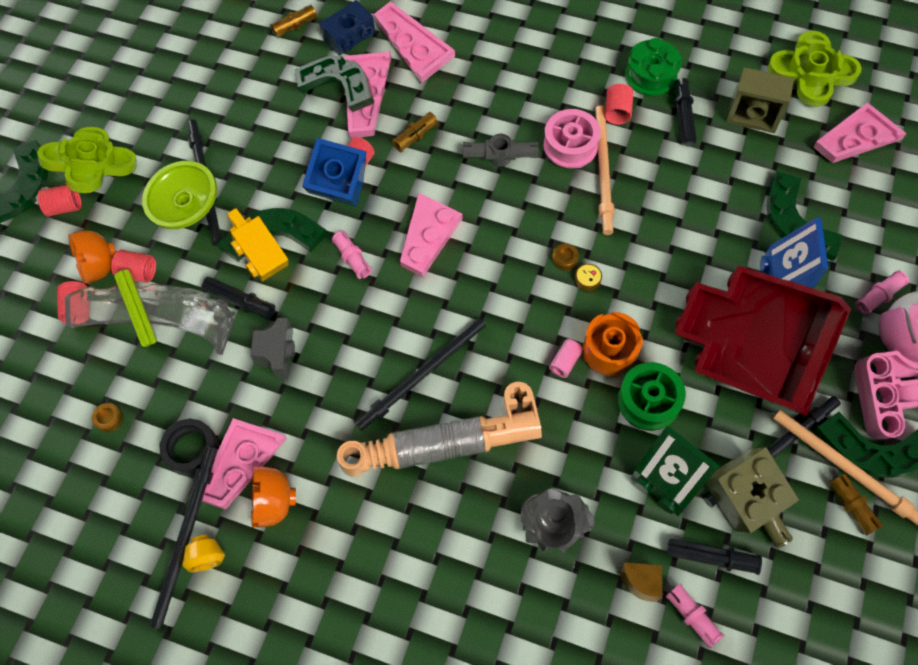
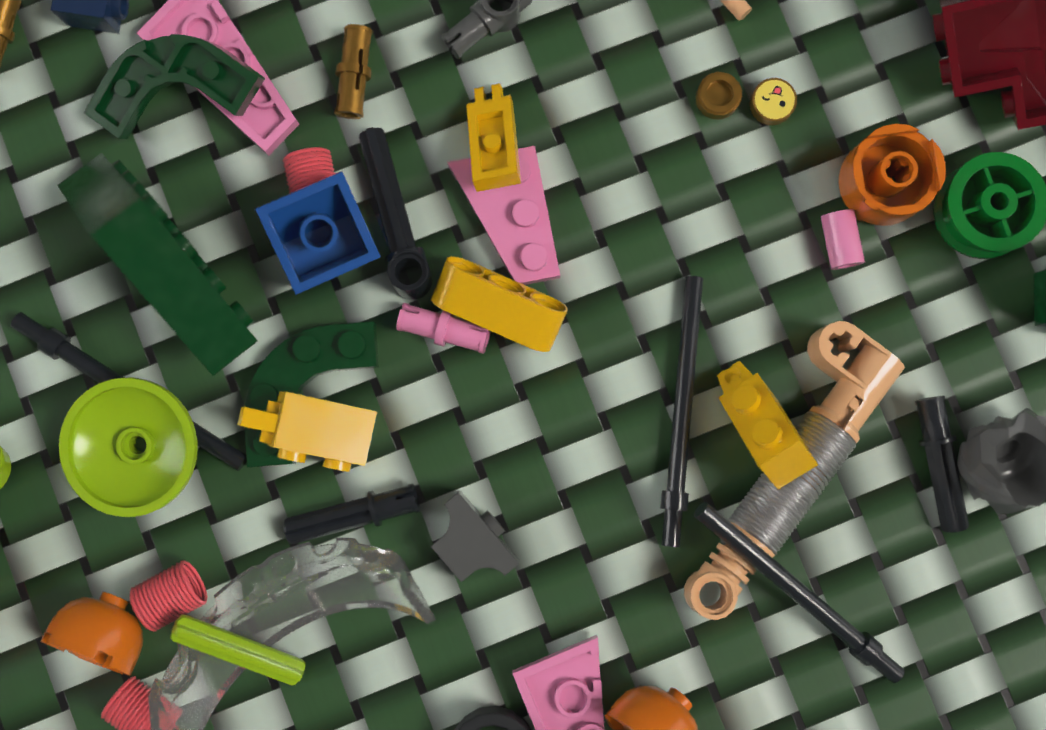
camera: 45 degrees left, 20 degrees up
(260, 134) = (158, 261): none -> dark green brick
(364, 212) = (394, 216): none -> black axle
(383, 261) = (499, 304): none -> yellow beam
(401, 552) = (861, 644): none -> black bar
(444, 194) = (493, 140): none -> yellow hinge
(446, 402) = (764, 426): none -> yellow hinge
(529, 486) = (942, 463): none -> black axle

